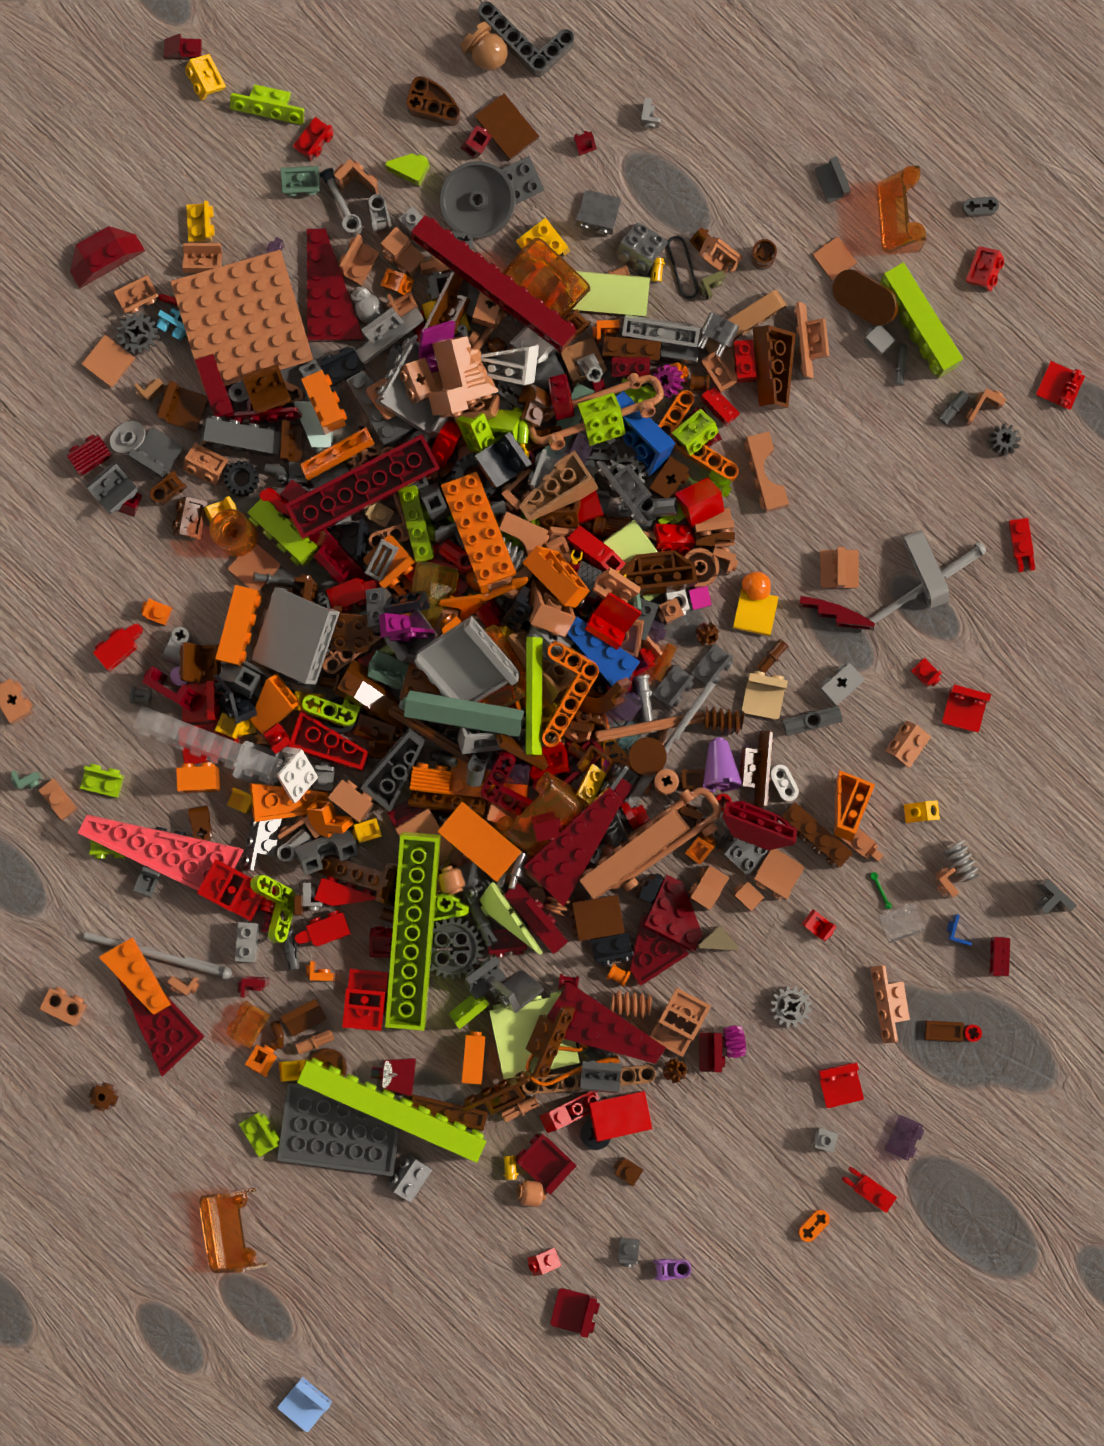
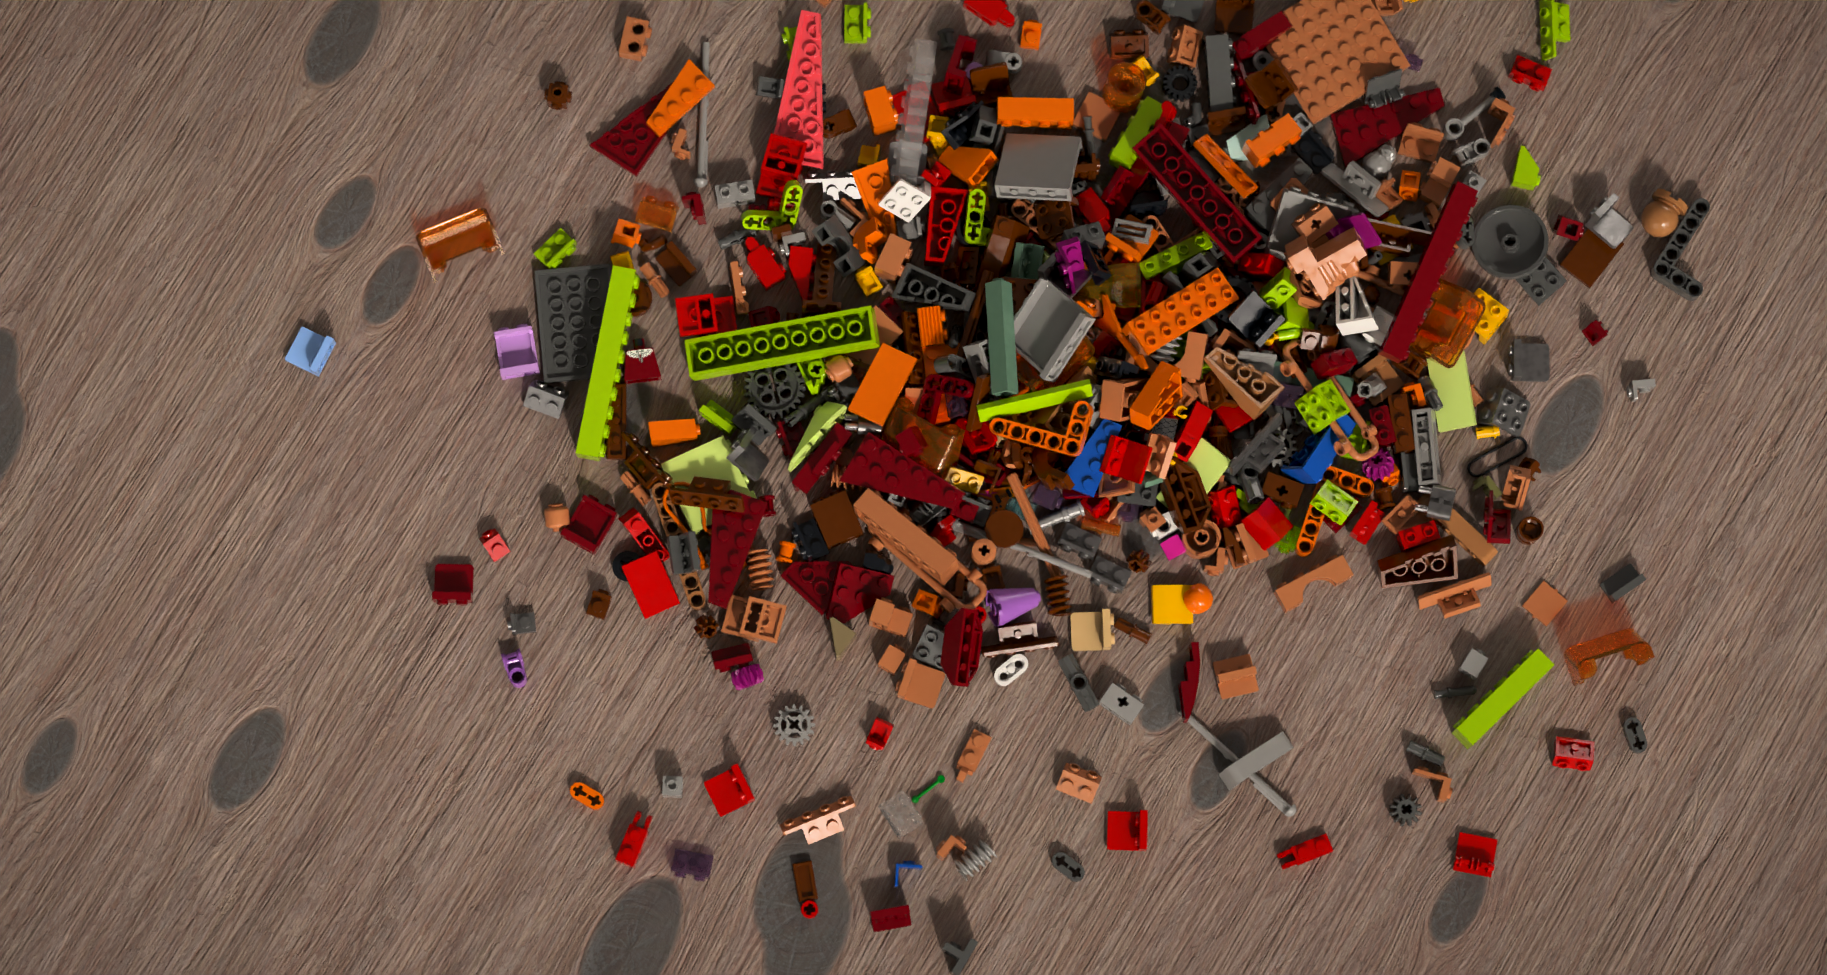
camera: 75 degrees right, 5 degrees down
(298, 281) = (1384, 89): none -> dark grey hinge
(300, 179) = (1485, 70): sand green bracket -> none
(322, 975) = (720, 272): orange bracket -> none
(346, 961) = (739, 291): none -> nougat hinge
(355, 1196) = (516, 352): none -> lavender panel
(379, 514) = (1177, 221): tan bracket -> none
(432, 96) = (1599, 172): reddish brown beam -> none
(482, 101) = (1608, 223): none -> flat silver bracket
(510, 1168) = (575, 492): yellow pin -> none
(608, 313) = (1430, 393): none -> dark grey axle
(749, 281) = (1498, 522): none -> dark red bracket
(820, 838) = (967, 711): reddish brown brick -> none
(850, 803) = (1004, 737): orange wedge -> none
(865, 297) = (1511, 638): reddish brown tile -> none
(921, 811) = (1014, 809): yellow bracket -> none
(926, 673) = (1153, 785): red bracket -> none
(983, 770) = (1071, 863): none -> dark grey beam

